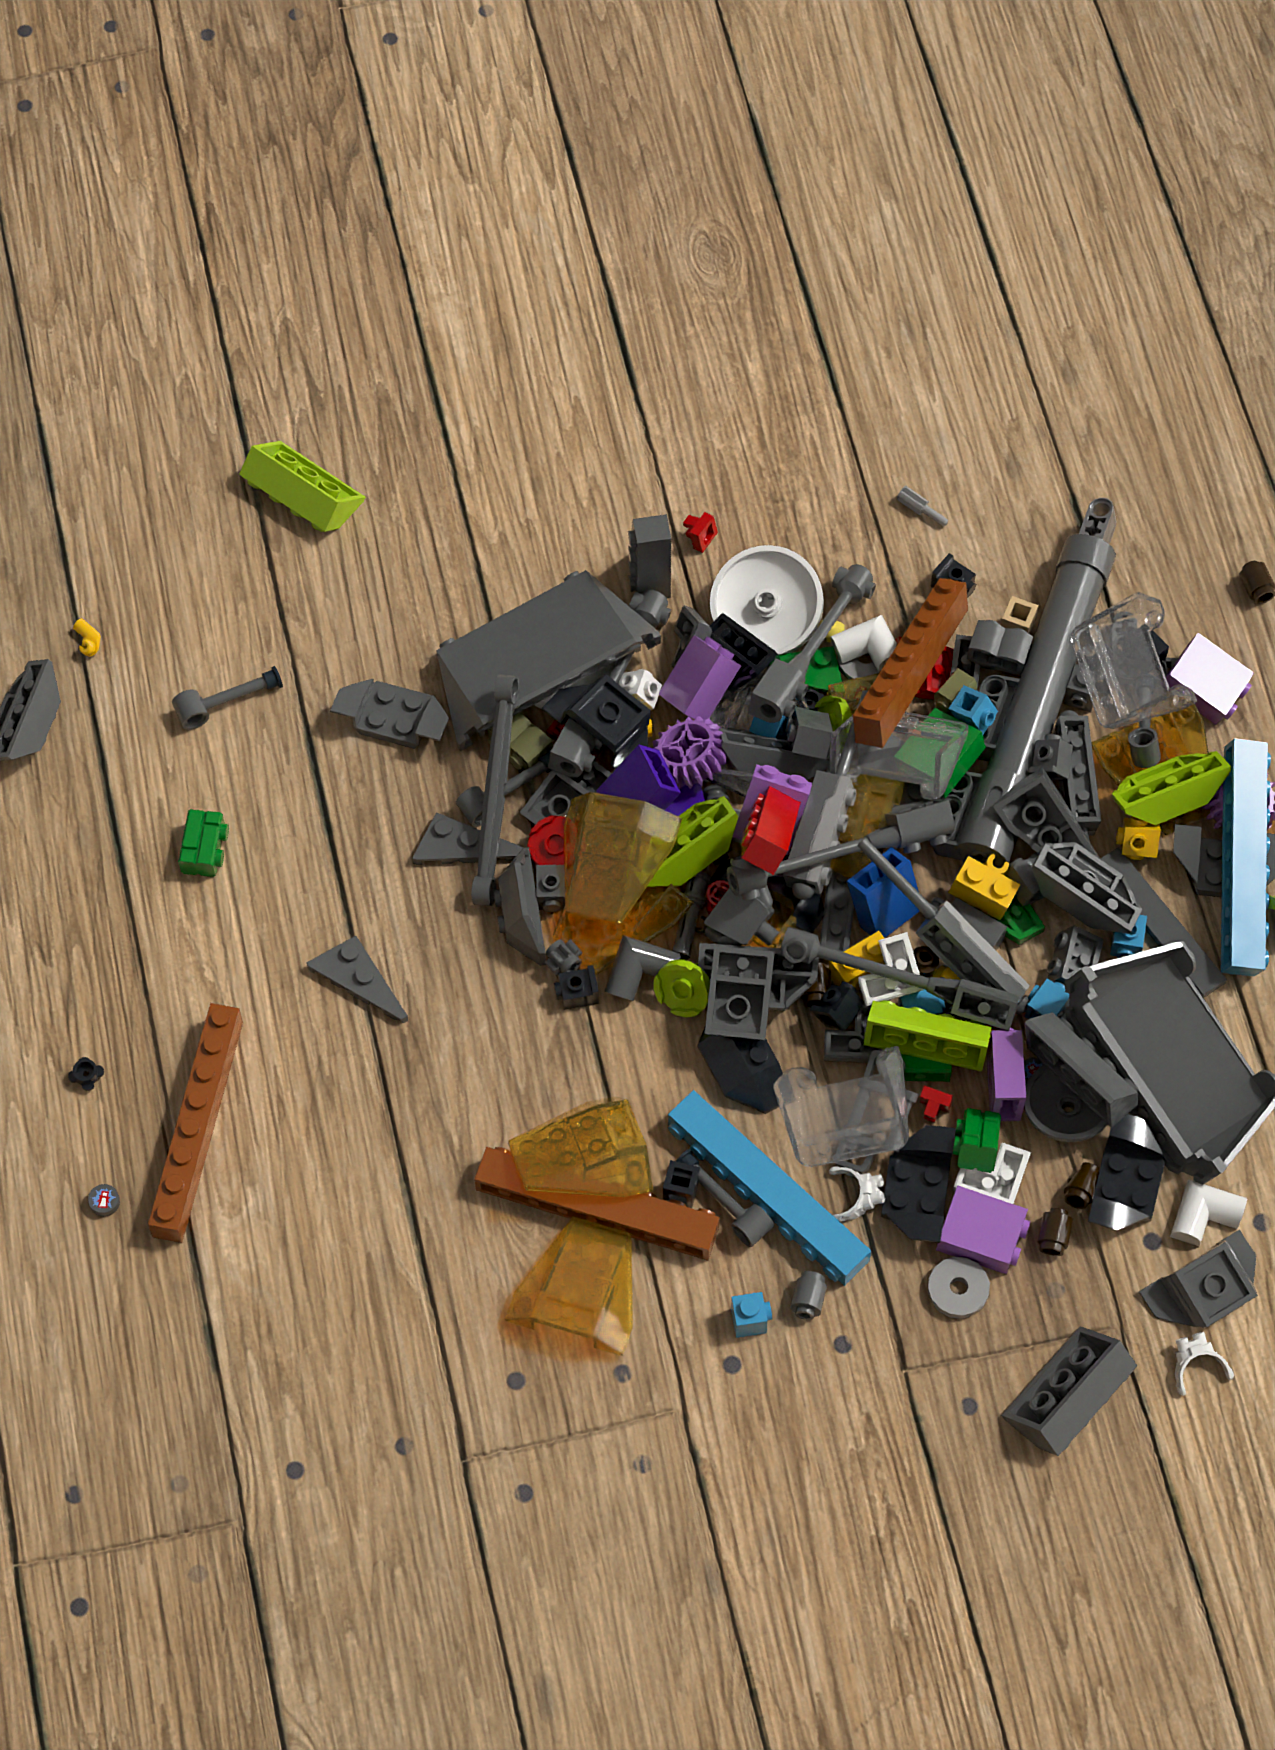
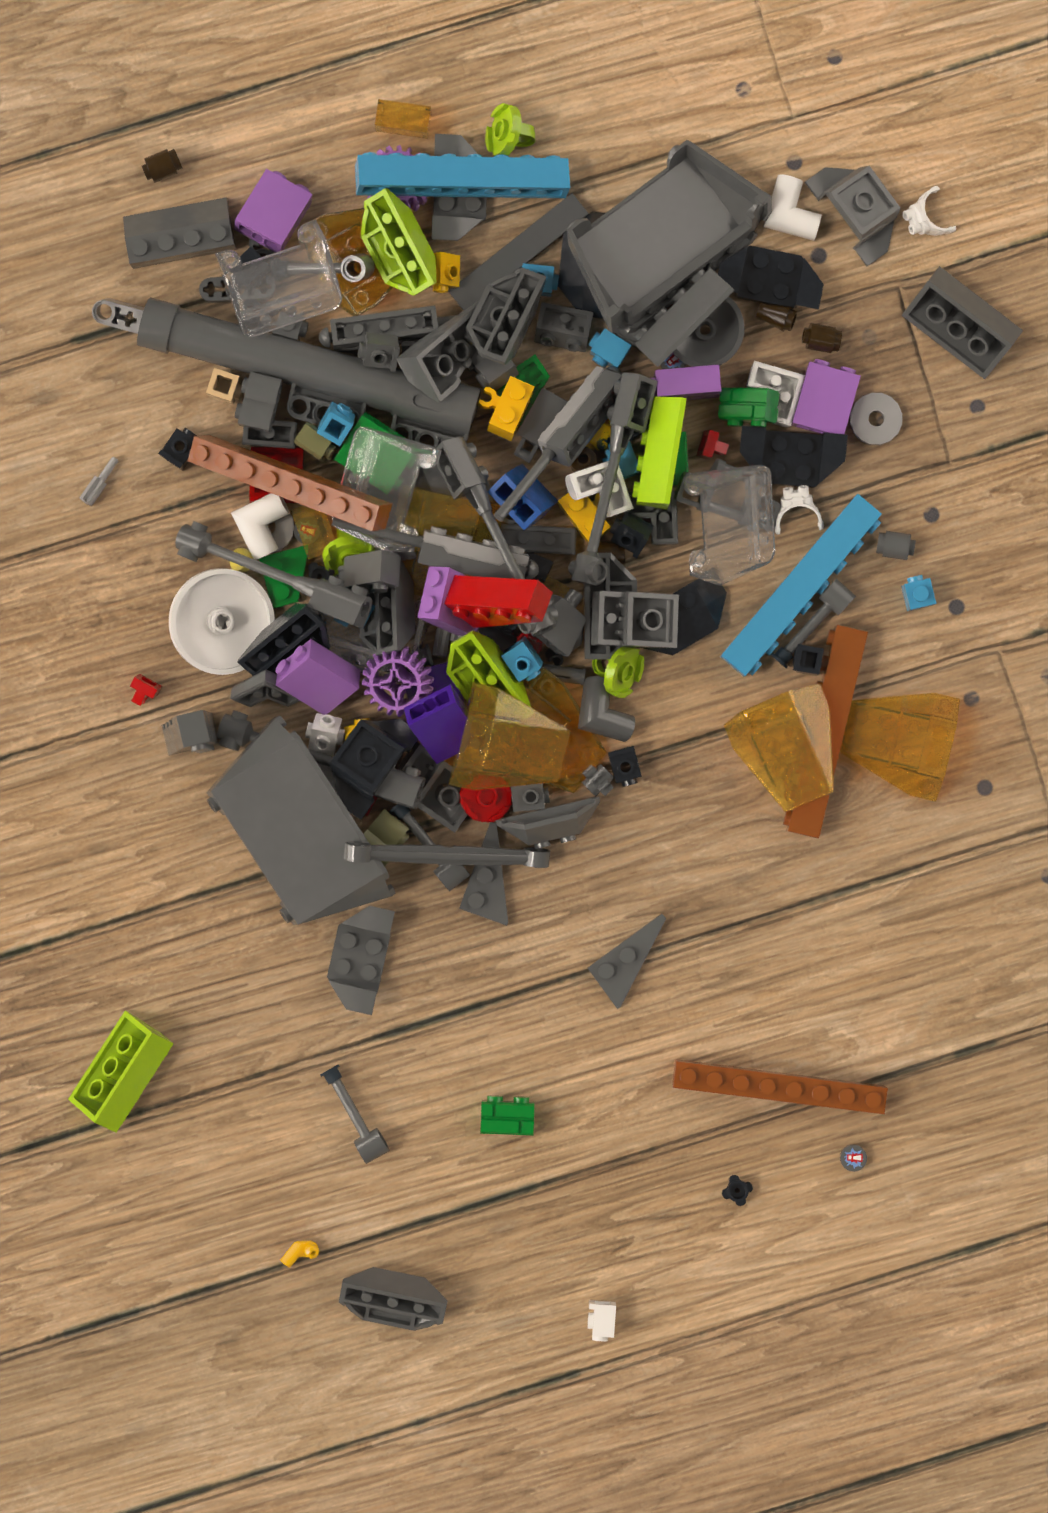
camera: 90 degrees left, 25 degrees up
(703, 879) = (522, 660): none -> dark azure brick
(1185, 591) = (178, 233): none -> dark grey slope

